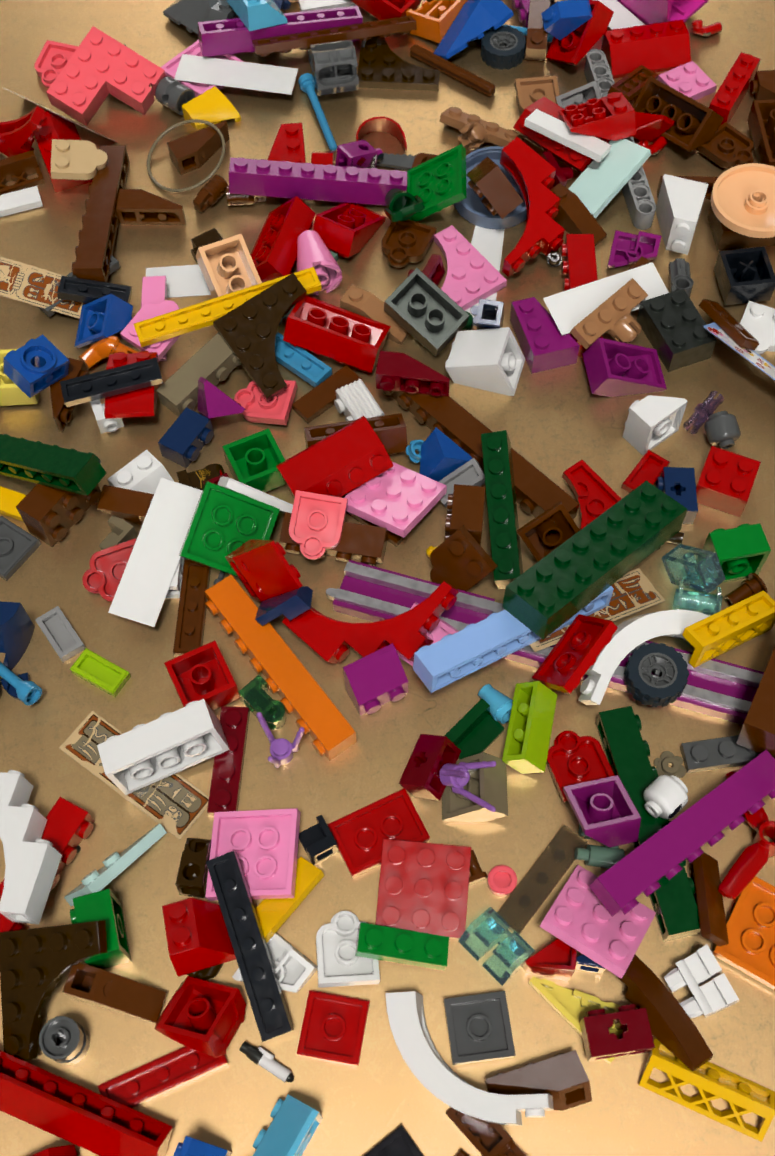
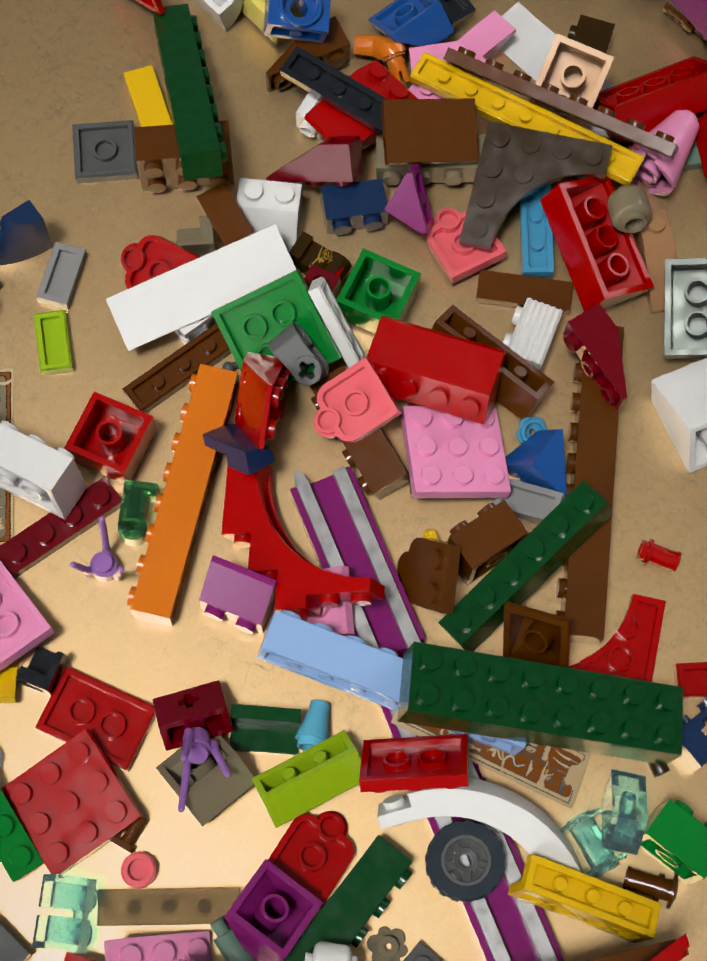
camera: 45 degrees right, 10 degrees up
(146, 425) = (332, 160): none -> slope
(187, 355) = (429, 131): none -> reddish brown tile
(249, 274) = (573, 106): none -> reddish brown plate
(253, 526) = (296, 351): none -> dark grey piece
(336, 297) = (629, 208): none -> dark tan head
(546, 446) = (658, 555): none -> red pin

